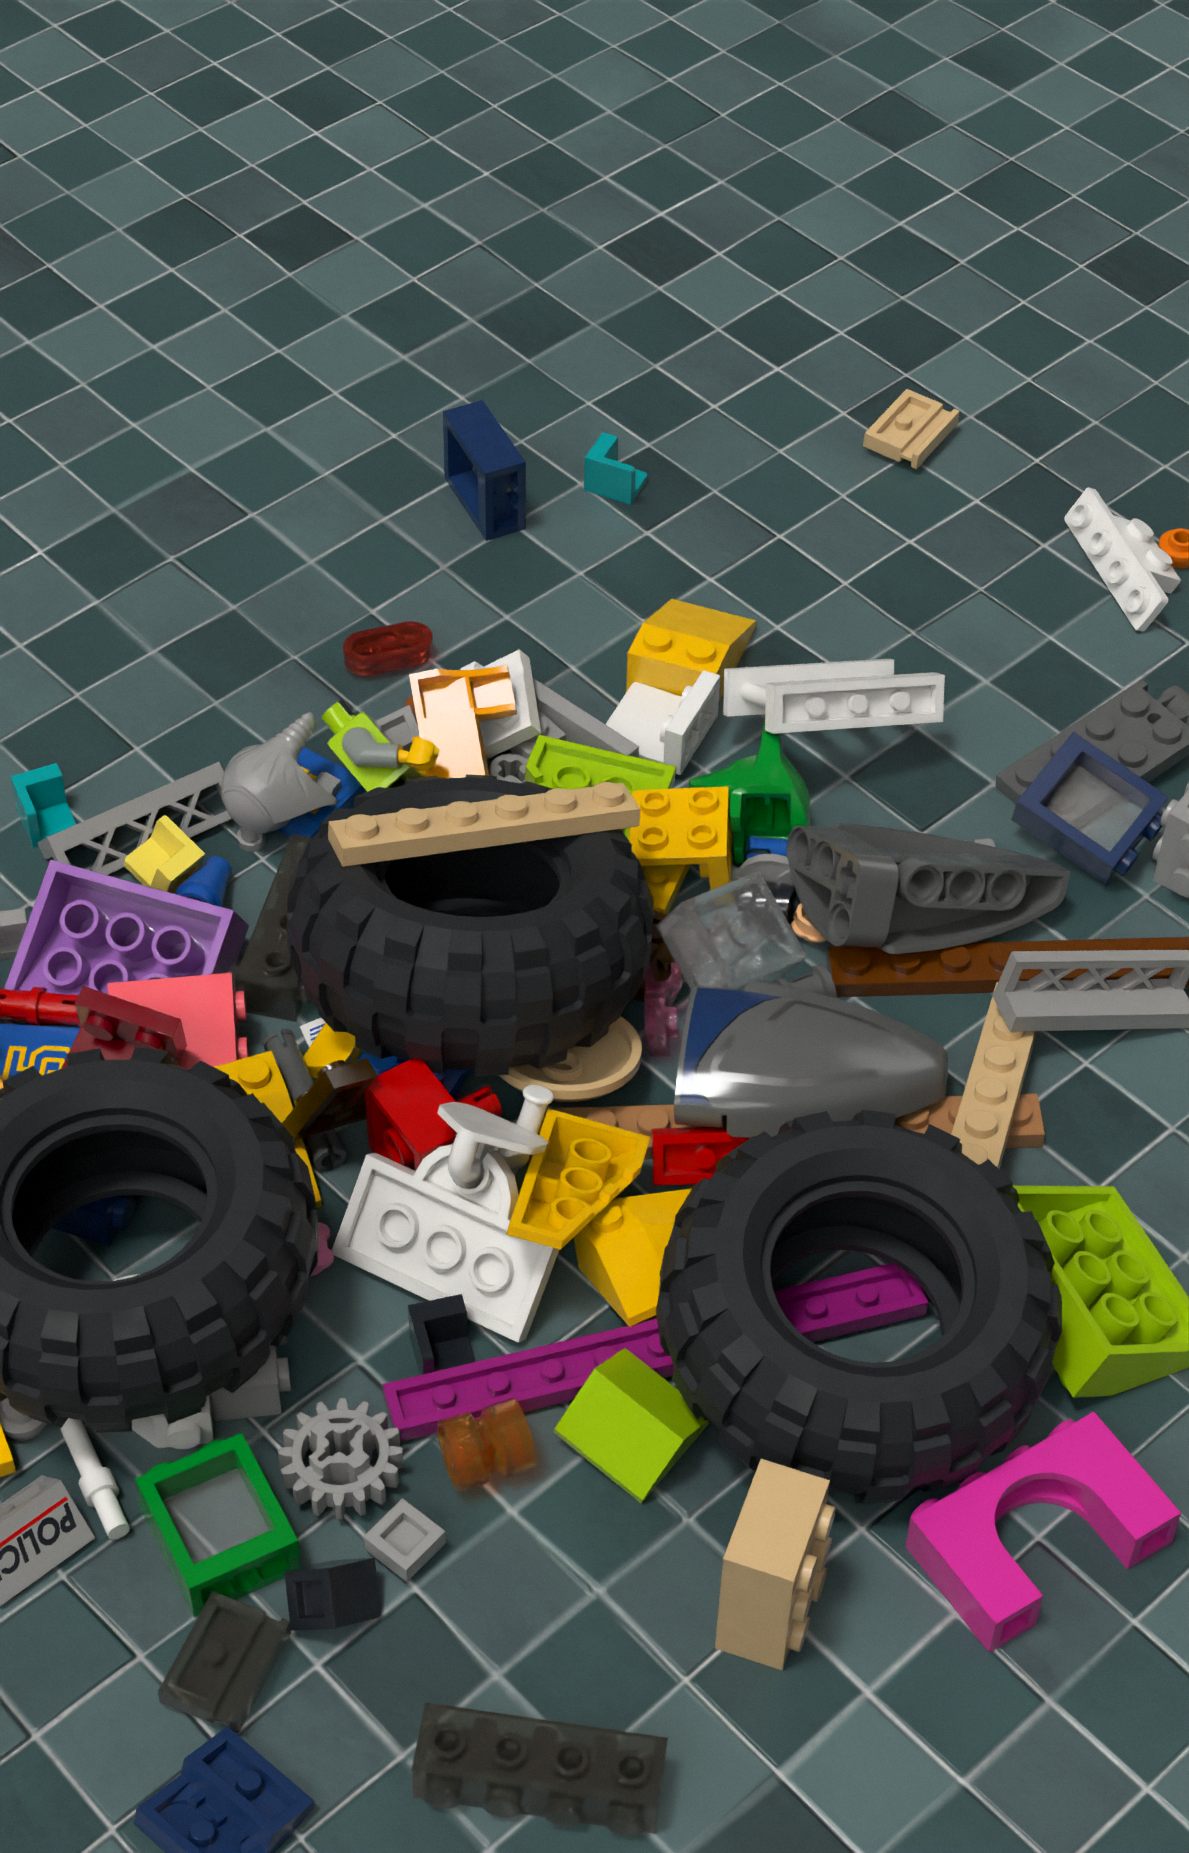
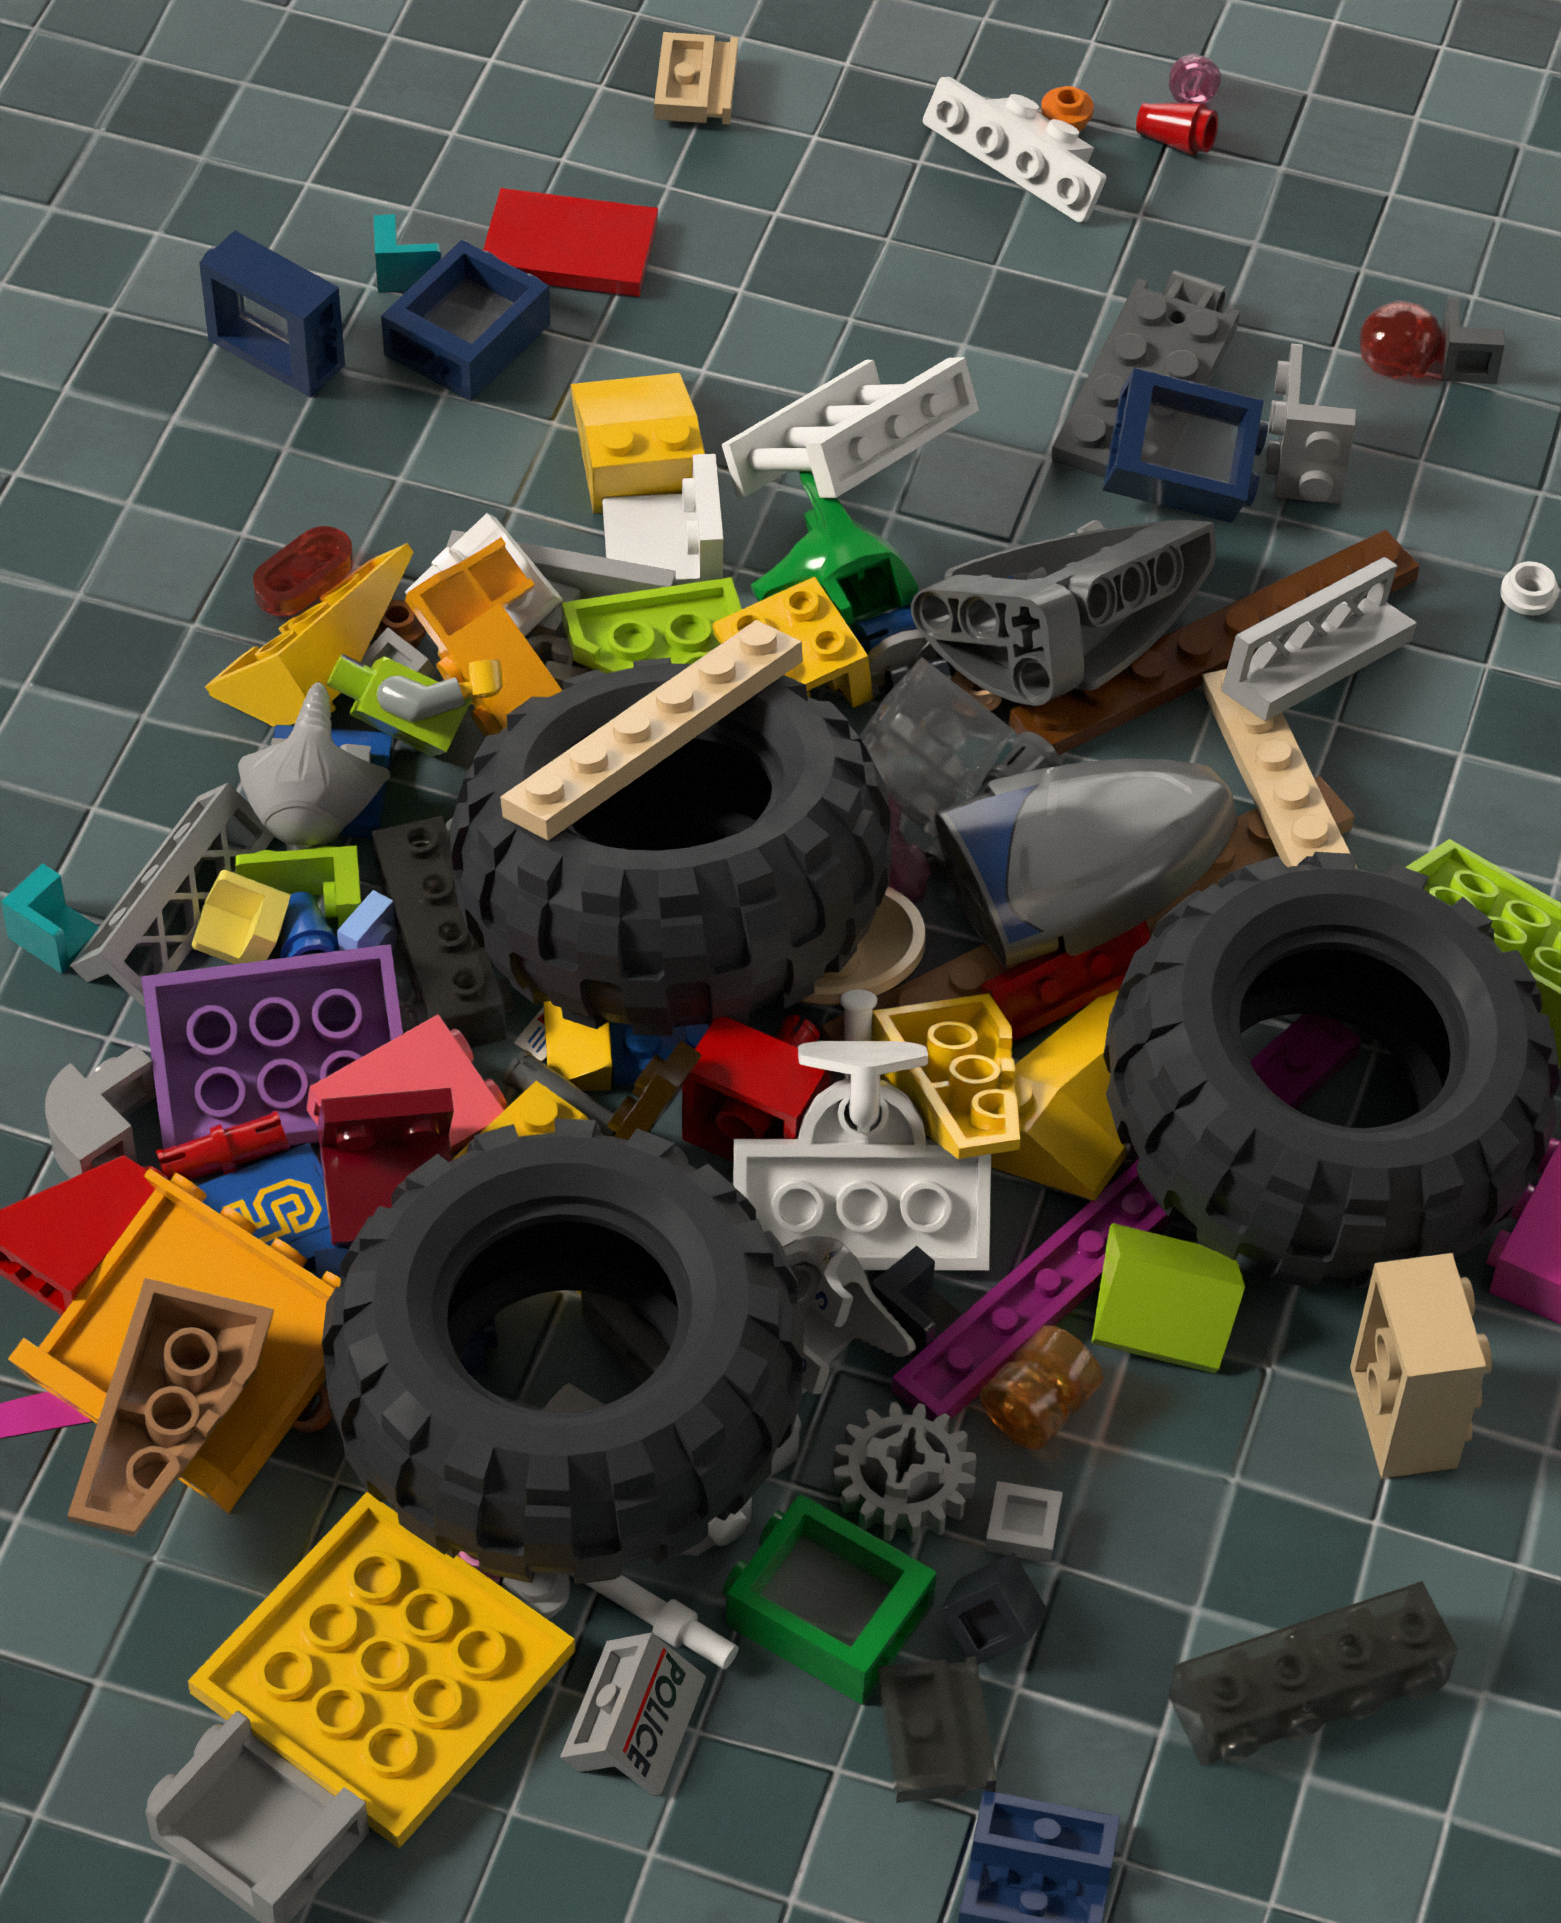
camera: 30 degrees left, 5 degrees up
(245, 898) = (369, 924): none -> light blue plate
(248, 853) = (317, 871): none -> lime bracket
(364, 1304) = (837, 1307): none -> light grey piece
(368, 693) = (277, 677): none -> yellow wedge
(625, 527) = (466, 320): none -> dark blue window
(741, 505) = (573, 240): none -> red tile

